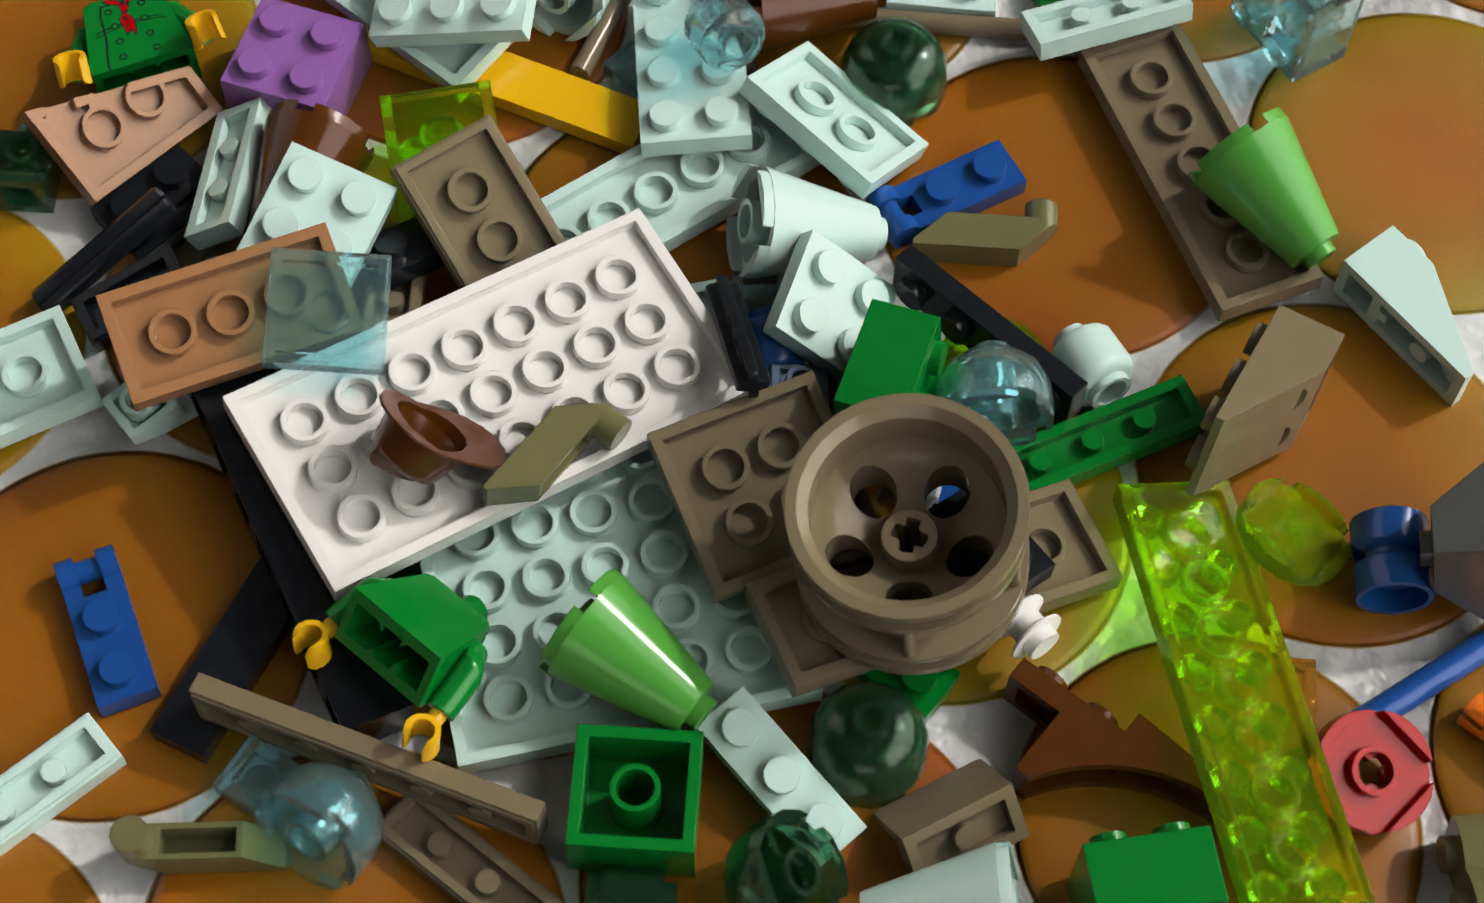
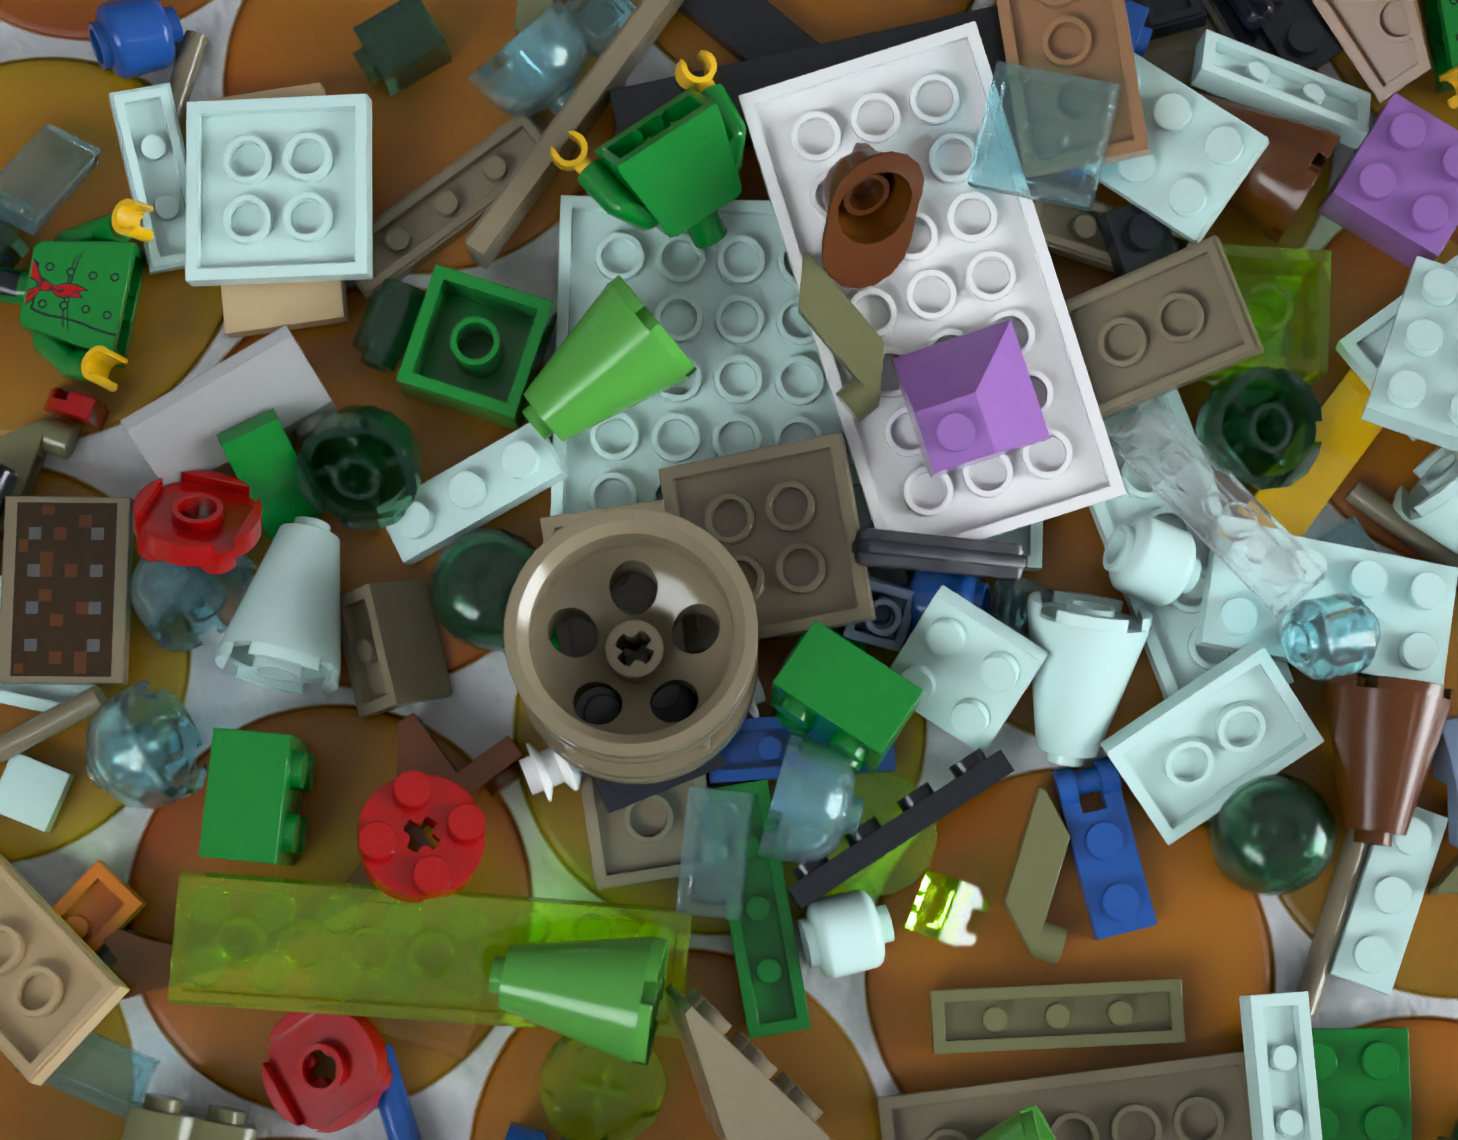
camera: 100 degrees right, 20 degrees up
(553, 132) = (1261, 426): none -> clear green cylinder
(592, 337) = (970, 398): none -> medium lavender slope
(632, 140) = (1216, 507): none -> clear plate
(691, 183) = (1152, 560): none -> light aqua head
(1042, 296) = (944, 909): none -> clear neon green tile
(1071, 471) = (715, 852): none -> clear light blue plate
(1102, 199) = (1057, 1016): none -> olive plate
(1155, 740) = (415, 801): none -> red plate
(1223, 527) = (588, 990): none -> bright green cone

